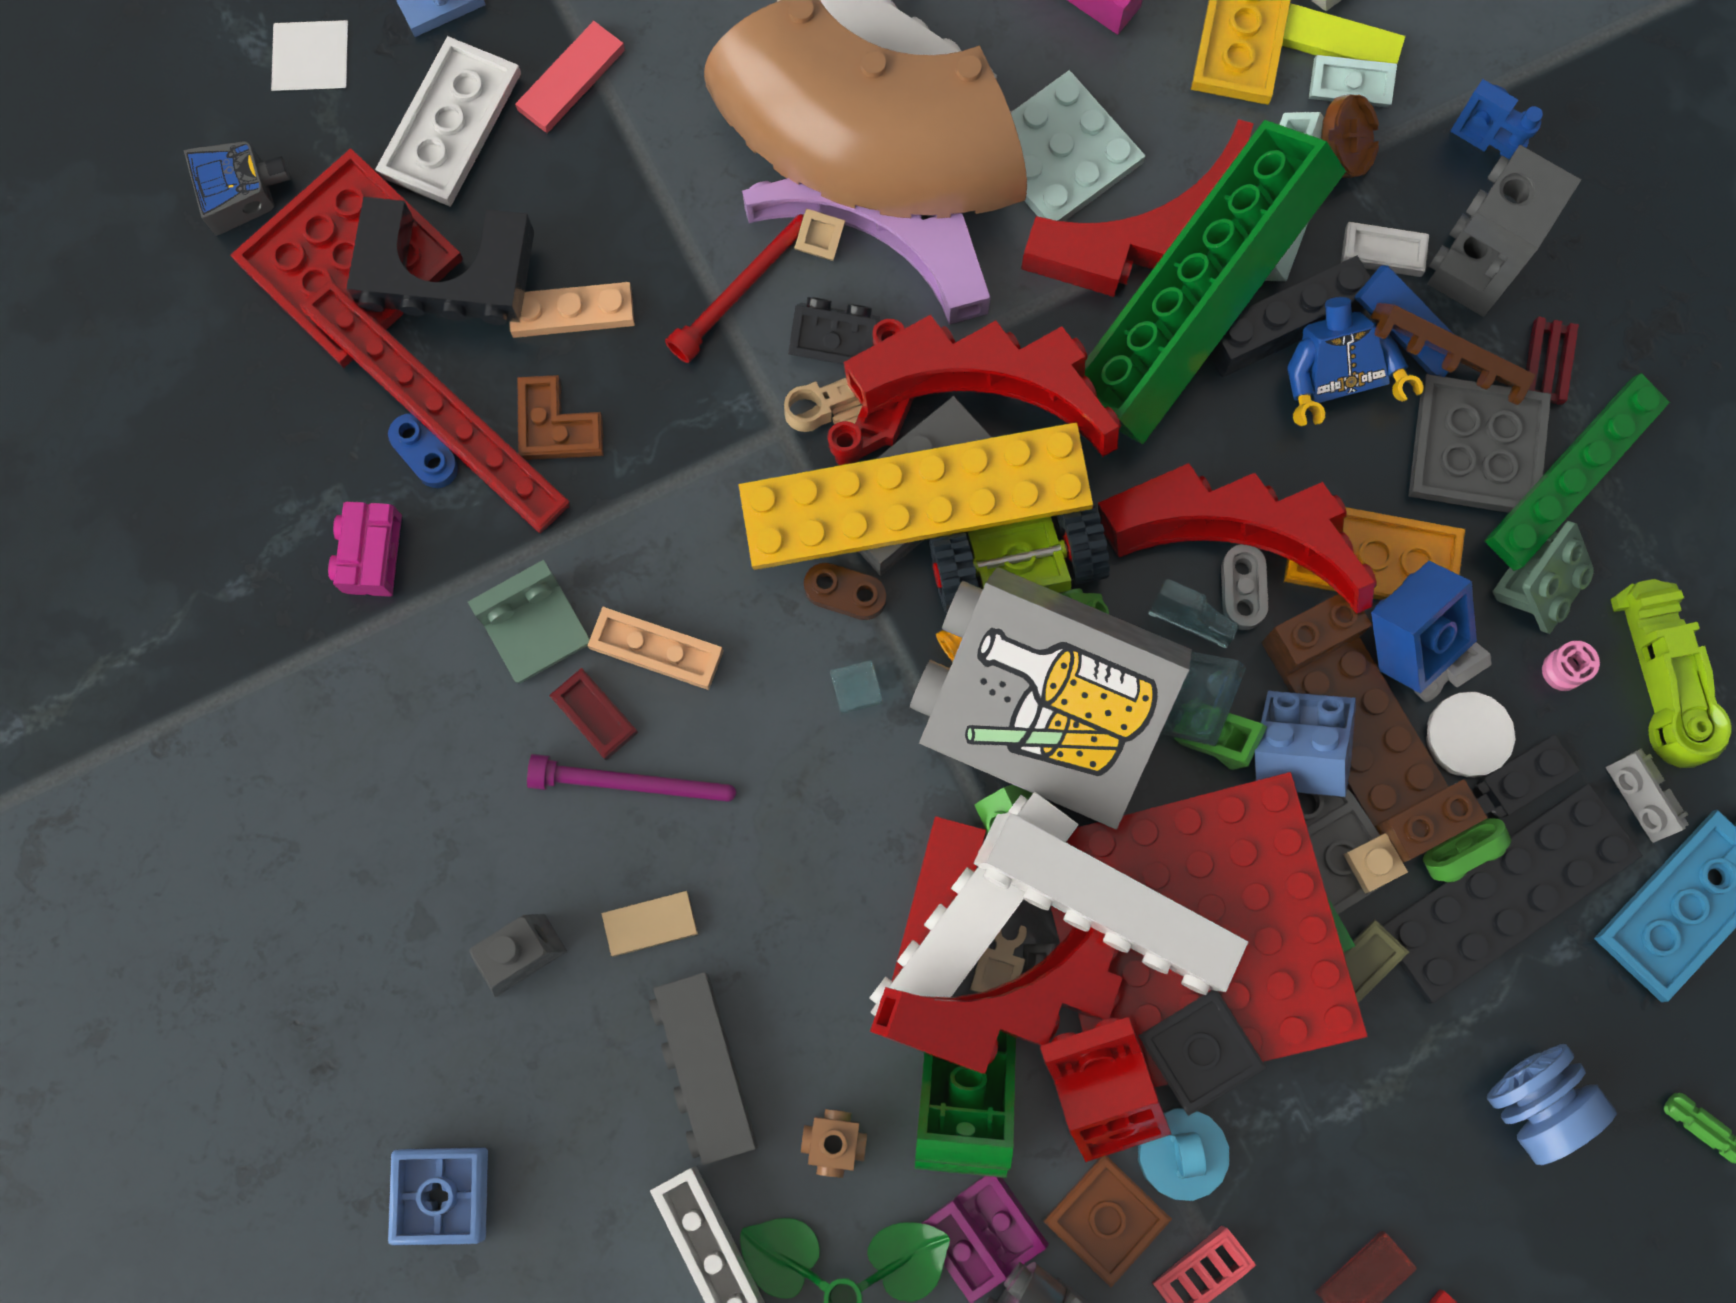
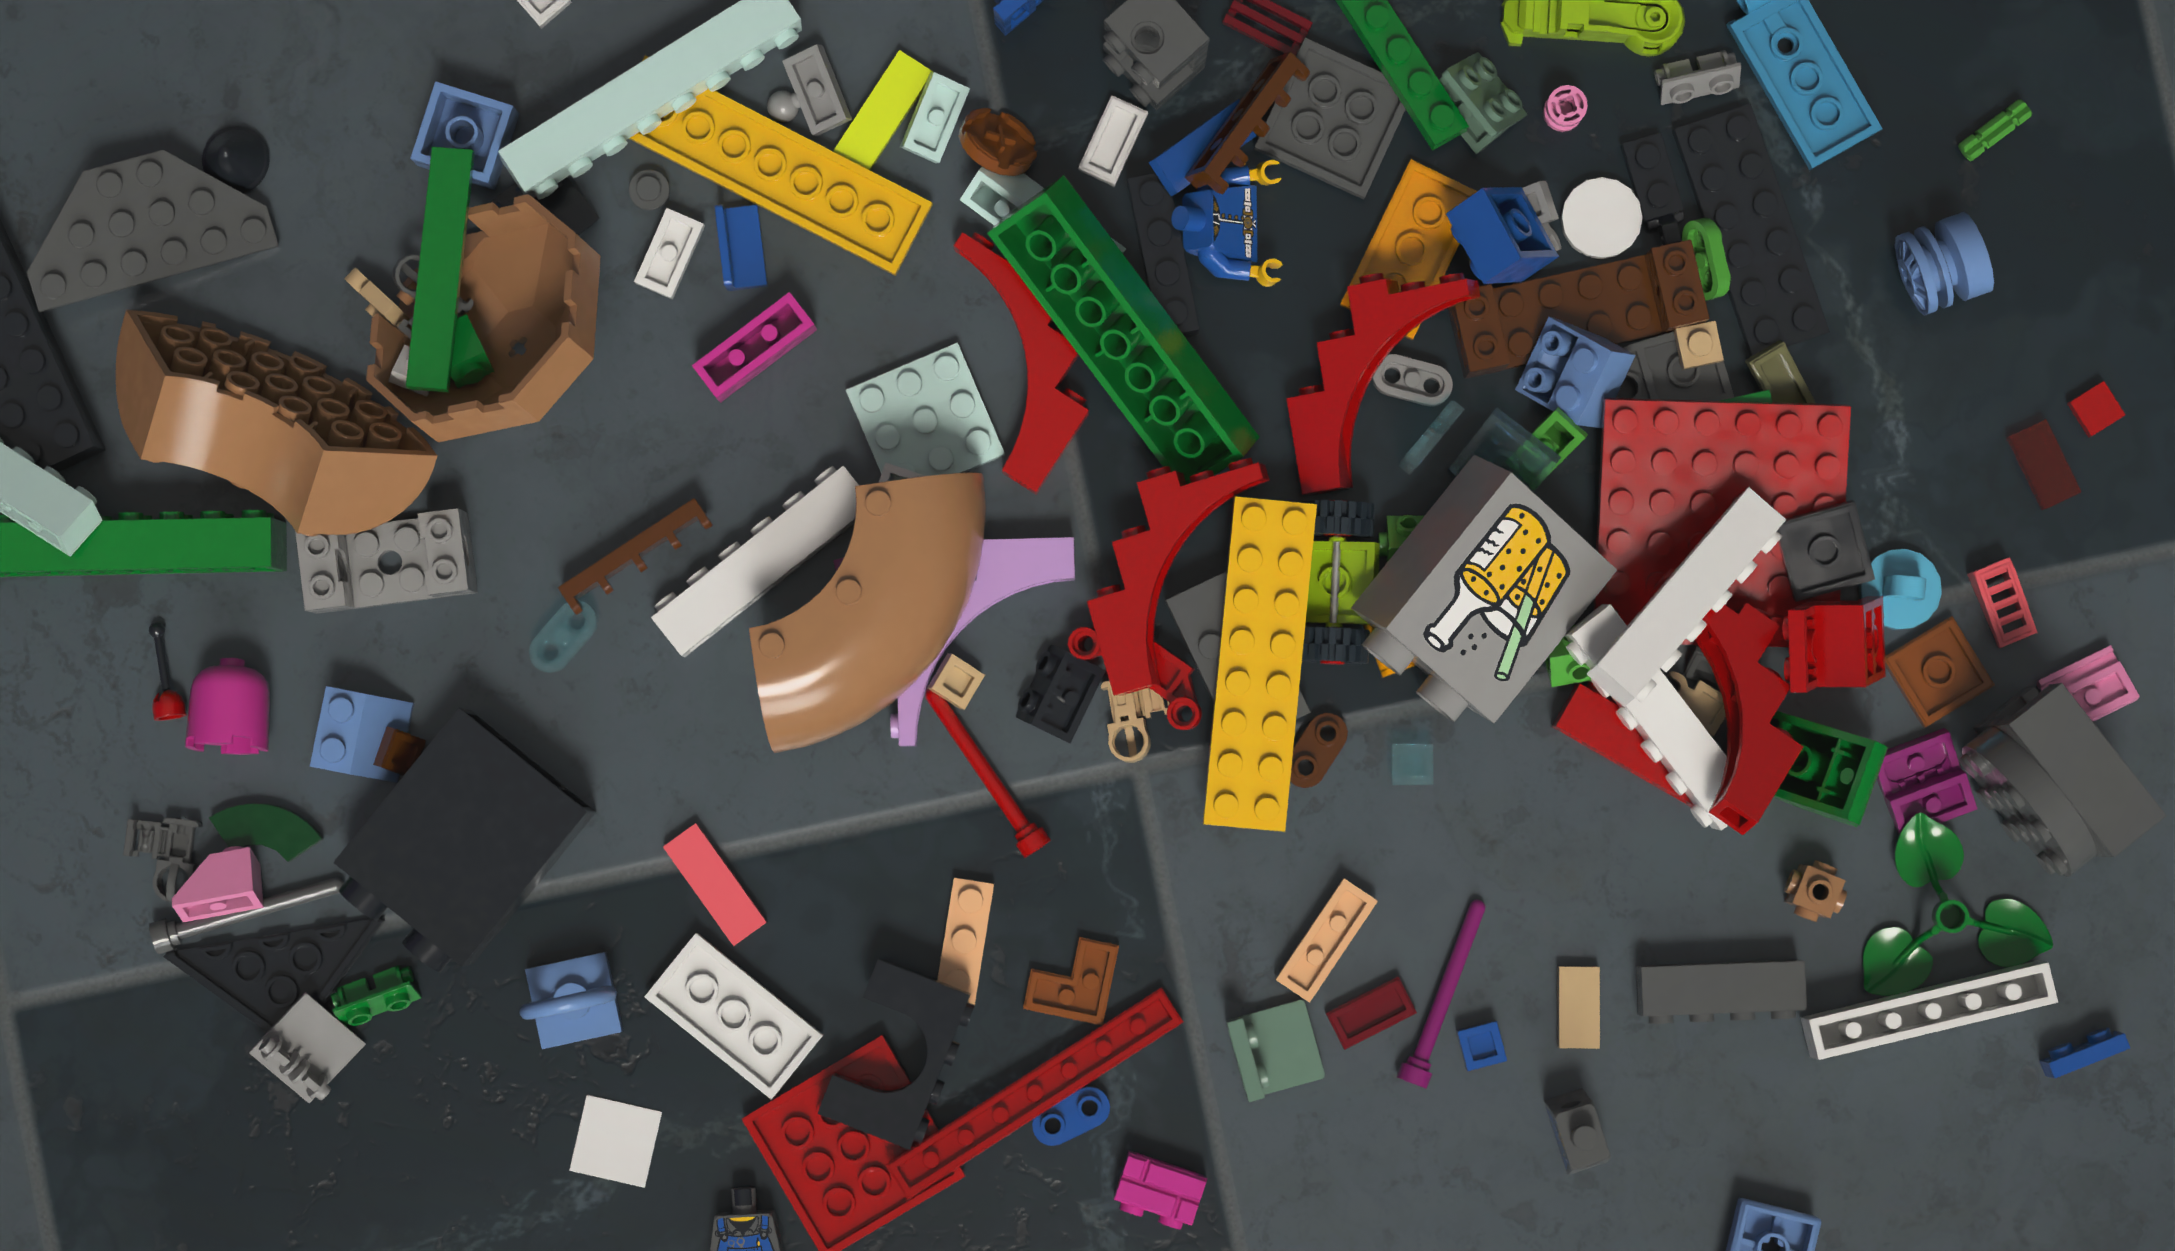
camera: 80 degrees left, 10 degrees up
(585, 832) = (1481, 1045): none -> blue plate

